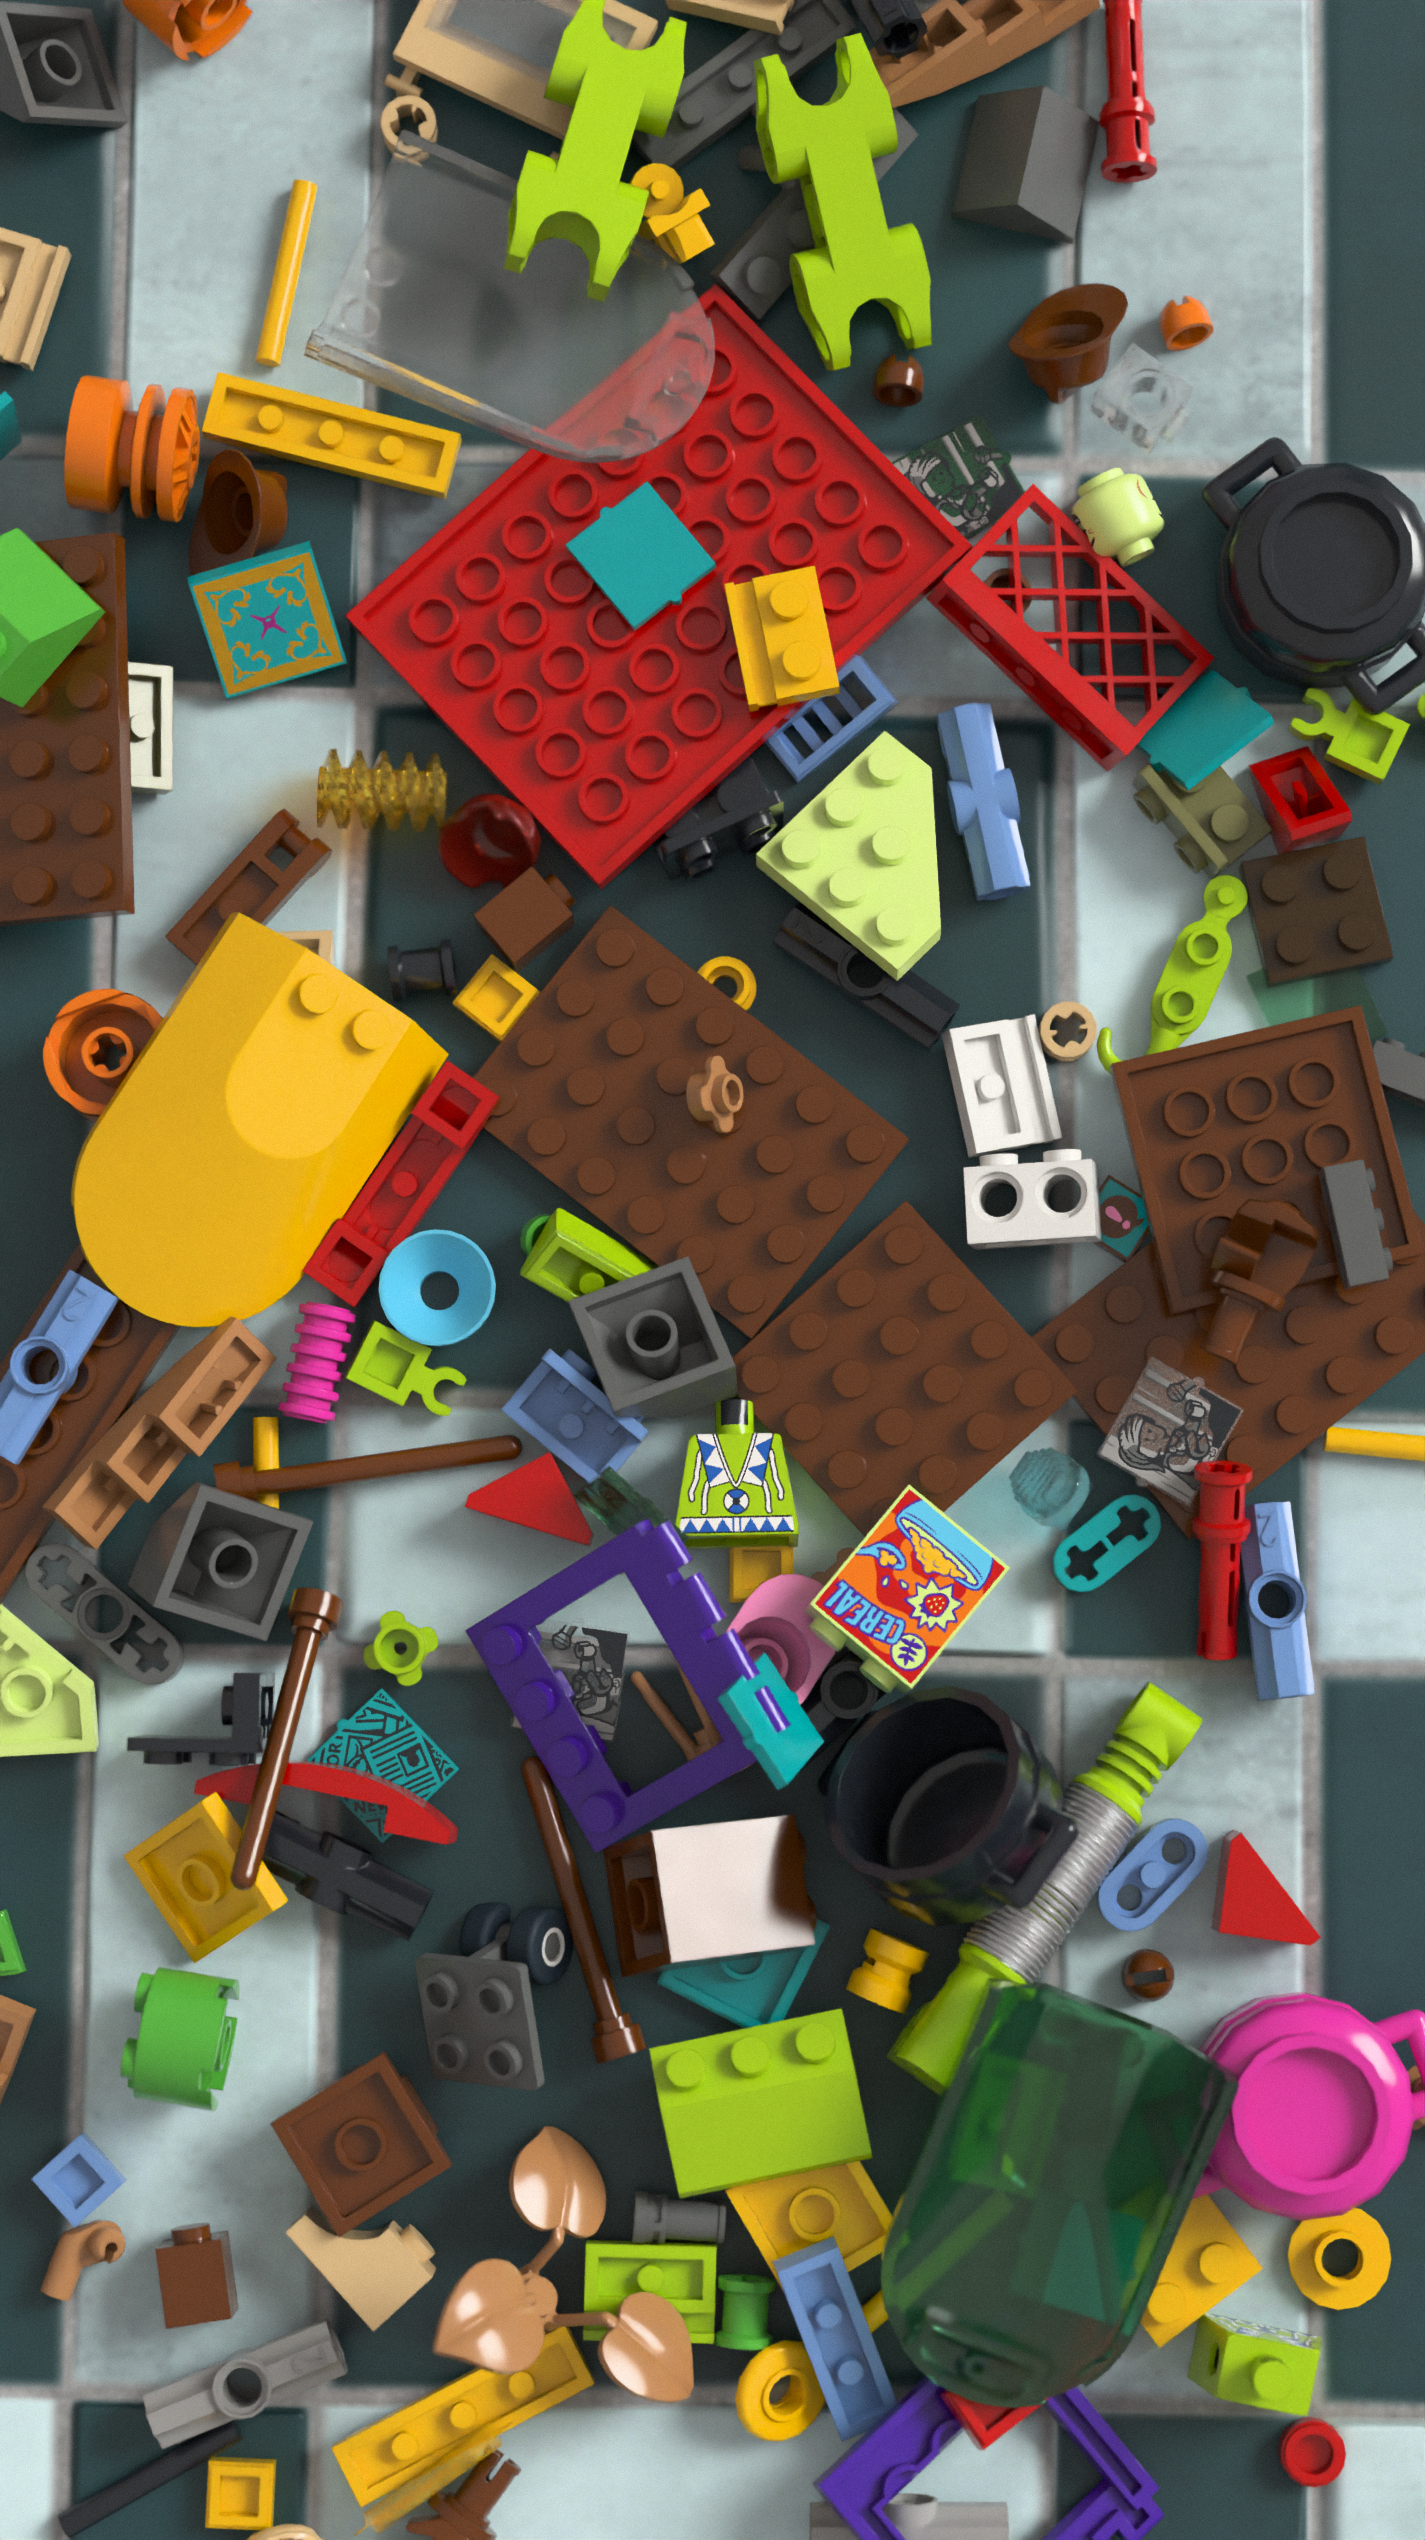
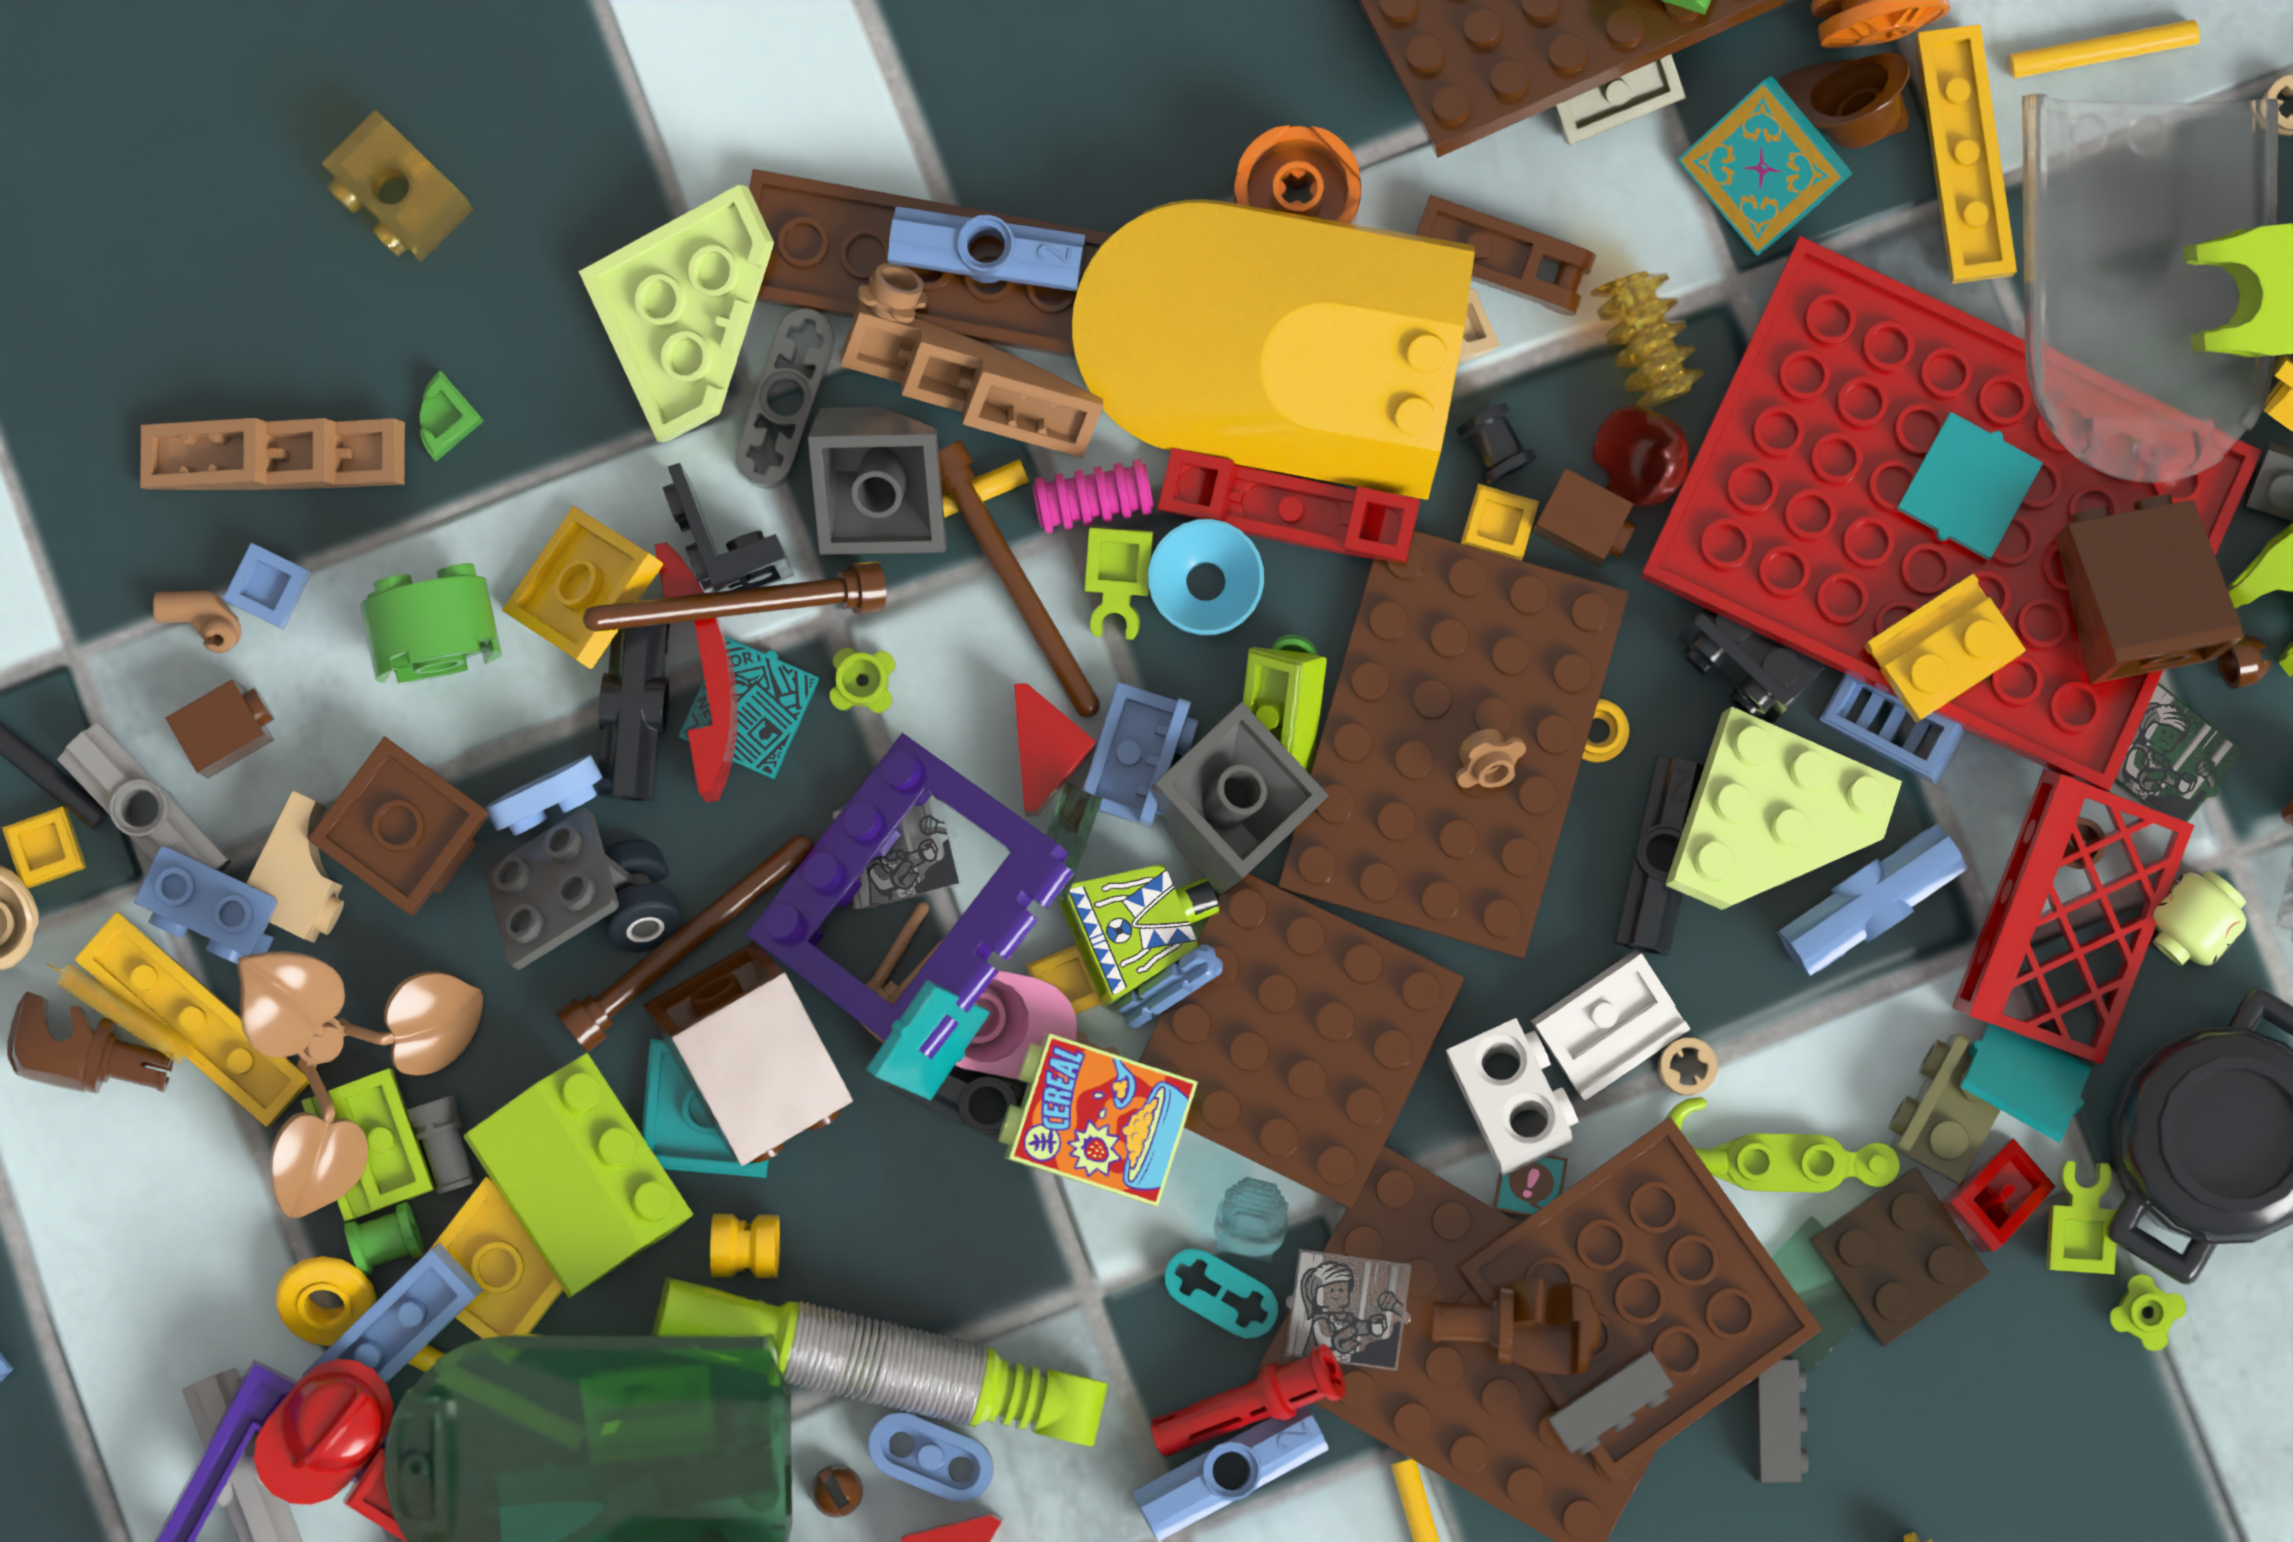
camera: 70 degrees right, 0 degrees up
(49, 1471) = (893, 293): none -> medium nougat plate
(359, 2356) = (206, 901): none -> medium blue bracket
(388, 2013) = (525, 805): none -> light blue plate
(803, 434) = (2145, 589): none -> reddish brown slope
(805, 1474) = (1170, 986): none -> medium blue axle
(907, 2443) = (323, 1432): none -> red piece
(946, 1807) = (913, 1234): black piece -> none

